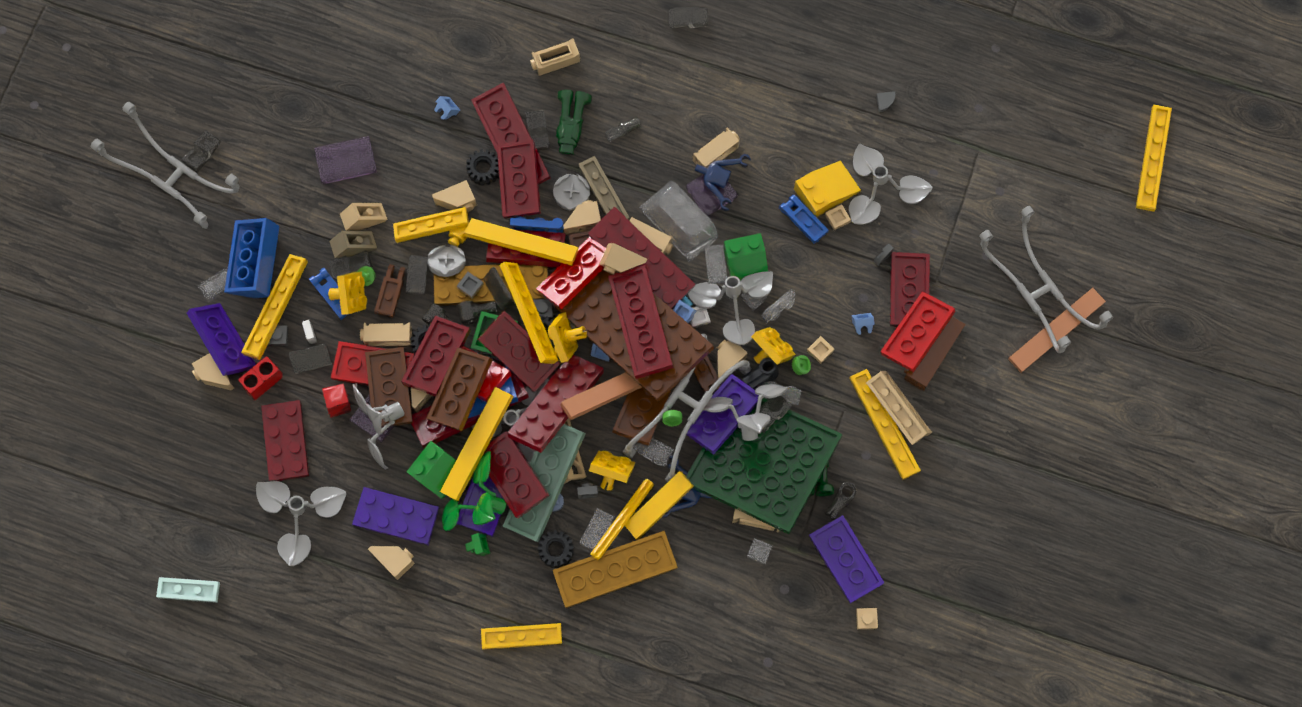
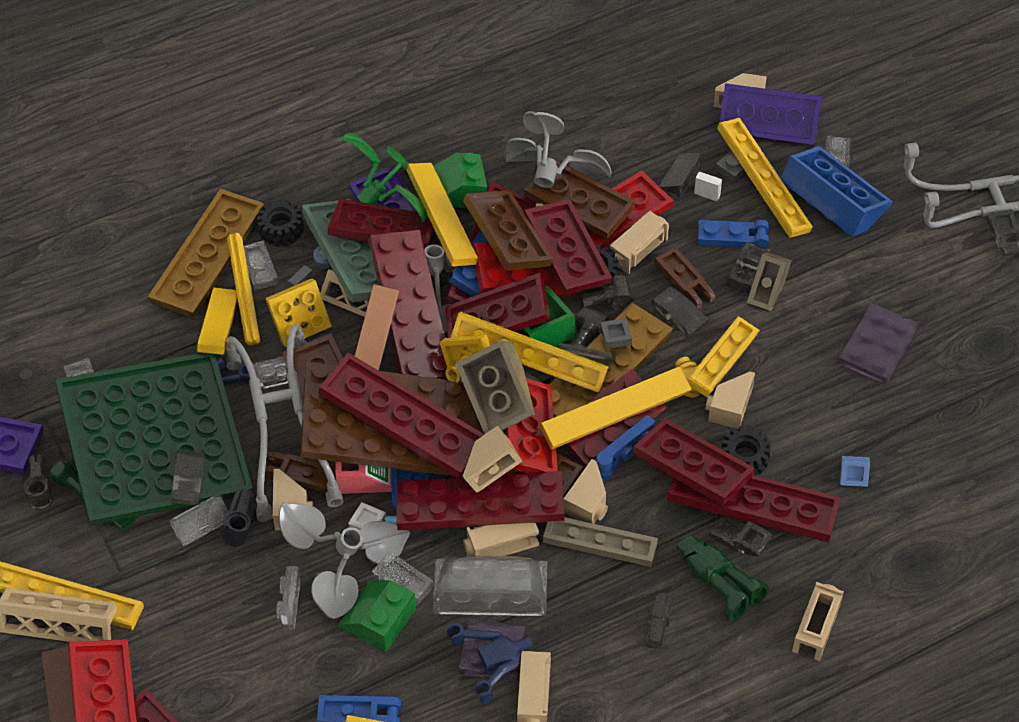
camera: 135 degrees right, 20 degrees down
(261, 387) = (699, 137): red piece -> none
(274, 494) = (520, 97): light grey plant -> none
(285, 441) = (618, 106): dark red plate -> none
(336, 400) = (617, 144): red piece -> none
(350, 292) = (714, 226): yellow plate -> none
(362, 216) = (792, 309): tan slope -> none
(368, 275) = (723, 267): bright green tile -> none
(393, 559) = (416, 102): tan slope -> none
(395, 516) = (454, 133): dark purple plate -> none
(446, 260) = (667, 340): light grey tile -> none
(478, 545) = (351, 168): green tile -> none
(521, 636) = (237, 148): yellow tile -> none
(571, 191) = (634, 512): light grey tile -> none
(575, 294) = (496, 386): none -> dark tan slope
(672, 418) = (275, 366): bright green tile -> none
(684, 311) = (379, 493): medium blue tile -> none
(714, 428) = (234, 439): dark purple plate -> none
(750, 424) = (180, 413): light grey plant -> none
(772, 346) = (251, 538): yellow plate -> none
(801, 365) = (207, 566): bright green tile -> none
(820, 349) = (200, 598): tan plate -> none
(863, 320) = (182, 665): medium blue tile -> none

